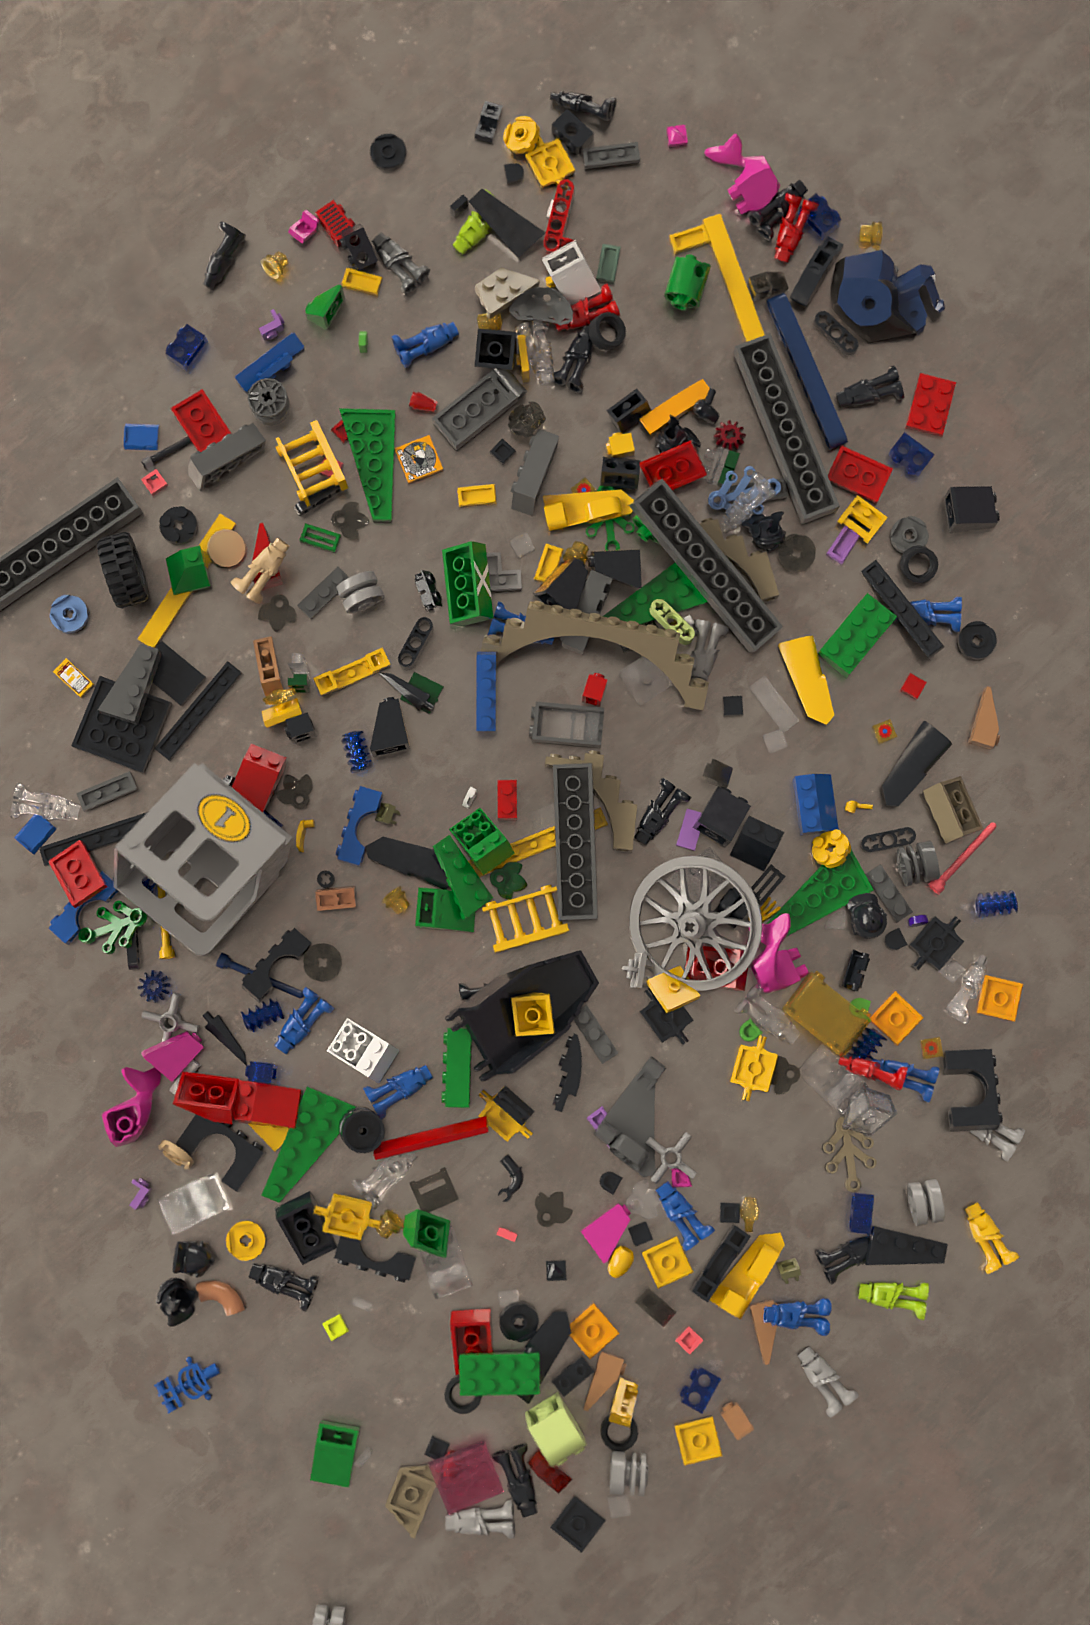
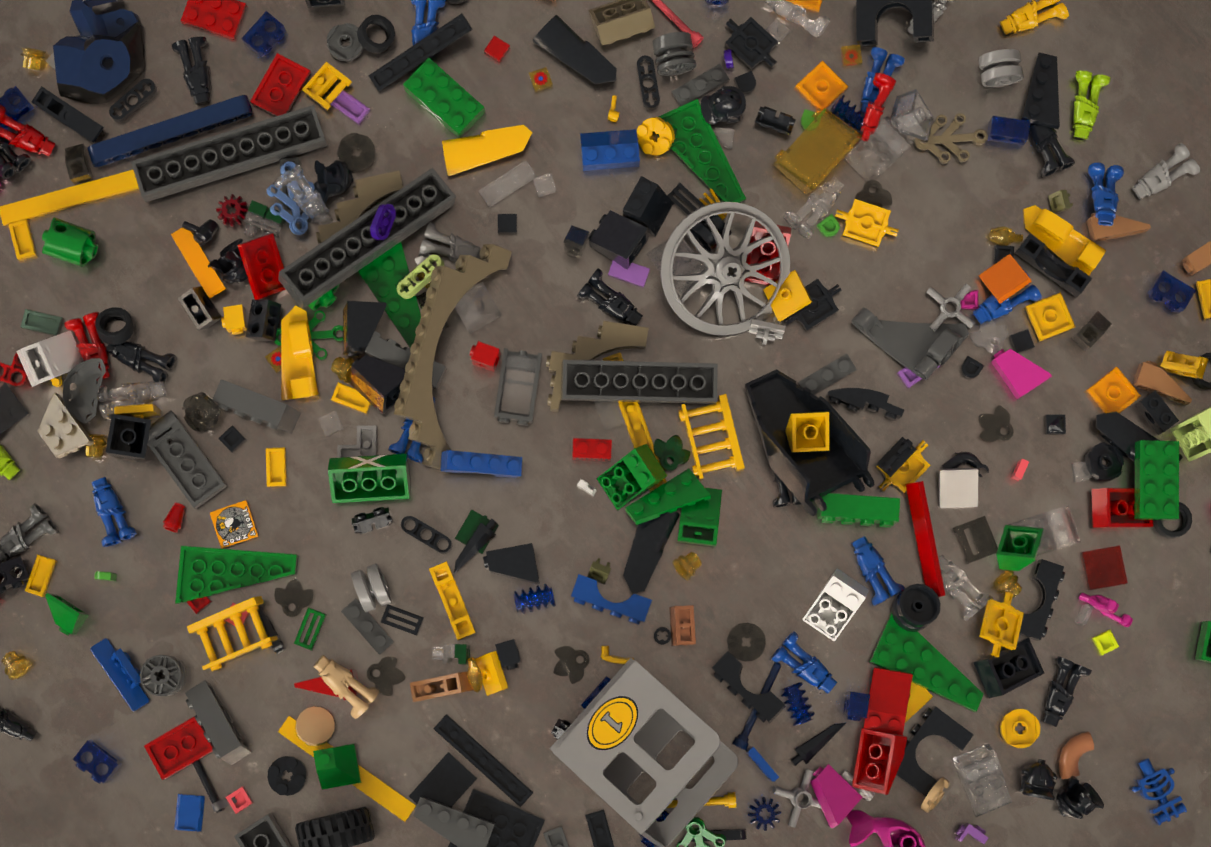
camera: 90 degrees left, 0 degrees up
(201, 981) = (762, 764): none -> blue tile
(259, 775) = (556, 699): red slope -> none
(272, 329) = (85, 670): medium lavender bracket -> none
(327, 640) = (417, 625): none -> black tile
(369, 1326) = (1106, 607): none -> dark pink piece
(411, 1324) = (1104, 567): none -> clear red tile
(485, 1171) = (958, 487): none -> tile
(620, 1261) = (1049, 361): yellow animal -> none
(689, 1340) = (1124, 300): coral tile -> none
(703, 1212) = (1005, 278): none -> orange tile
(719, 577) = (383, 221): none -> dark purple plate
(773, 967) = (769, 195): dark pink hips -> none

